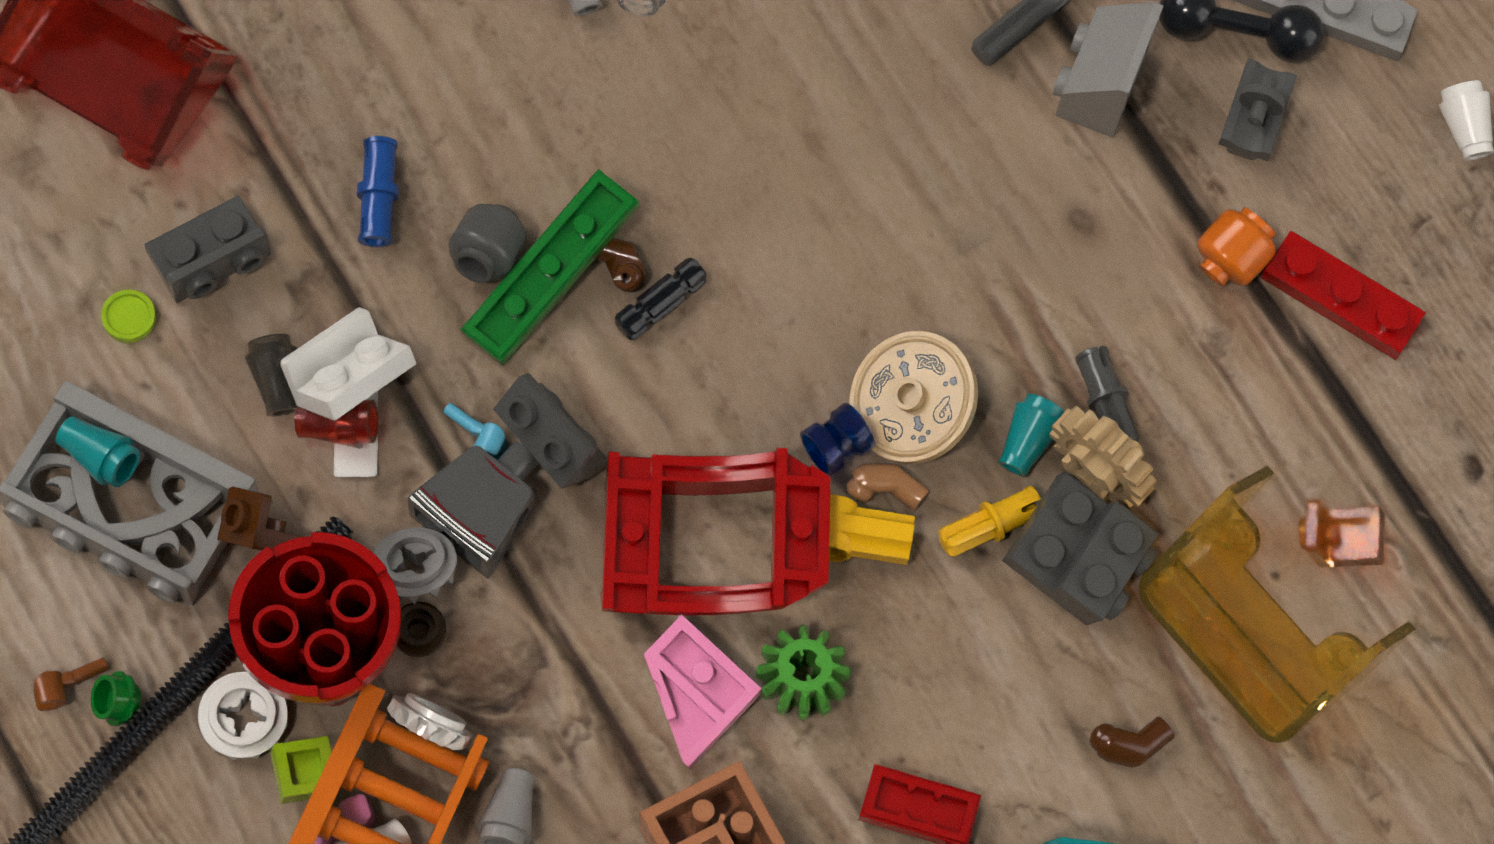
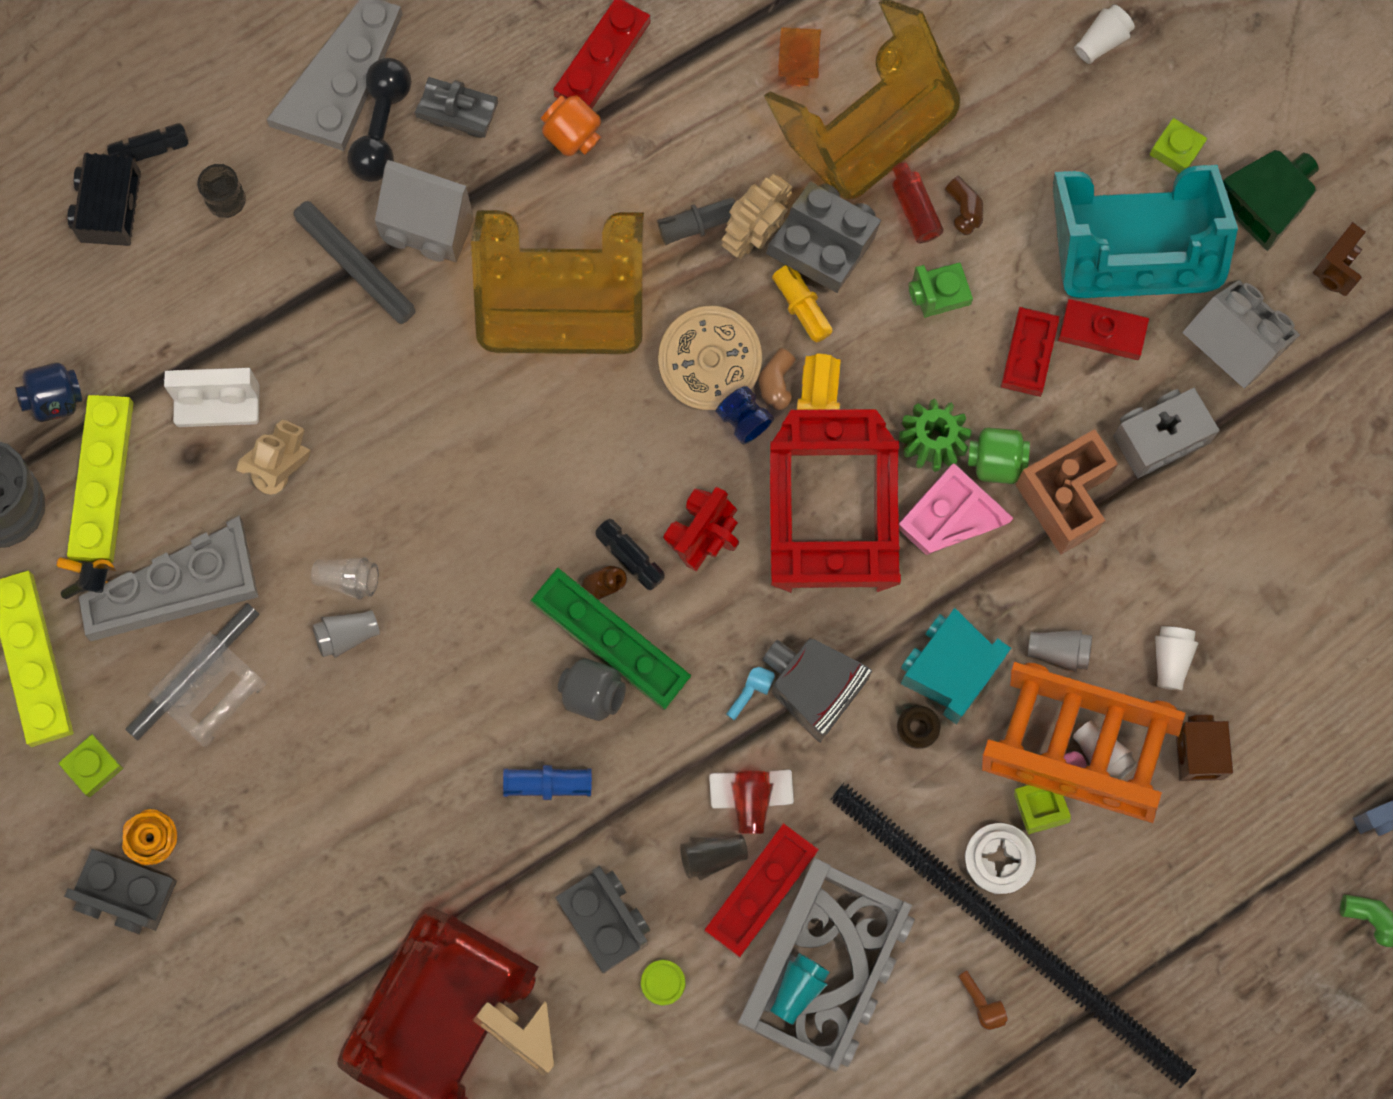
camera: 85 degrees left, 5 degrees up
(69, 157) = (529, 1043): none -> tan slope
(115, 698) = (996, 960): green plate -> none
(226, 426) = (761, 890): none -> red plate
(247, 521) = (855, 853): reddish brown bracket -> none
(315, 618) = (969, 764): red cone -> none
(344, 365) = (711, 792): white bracket -> none
(424, 548) = (850, 729): light grey gear -> none
(430, 721) = (1000, 708): white gear -> none
(493, 673) = (953, 664): none -> teal hips
(550, 432) = (756, 629): dark grey bracket -> none
(685, 385) = (708, 530): none -> red hips
(773, 750) = (999, 455): none -> bright green head
(1001, 215) = (558, 296): none -> clear yellow windscreen
(1010, 698) = (940, 289): none -> bright green bracket
(1029, 433) = (730, 275): teal cone -> none
(1132, 675) = (916, 204): none -> clear red cylinder

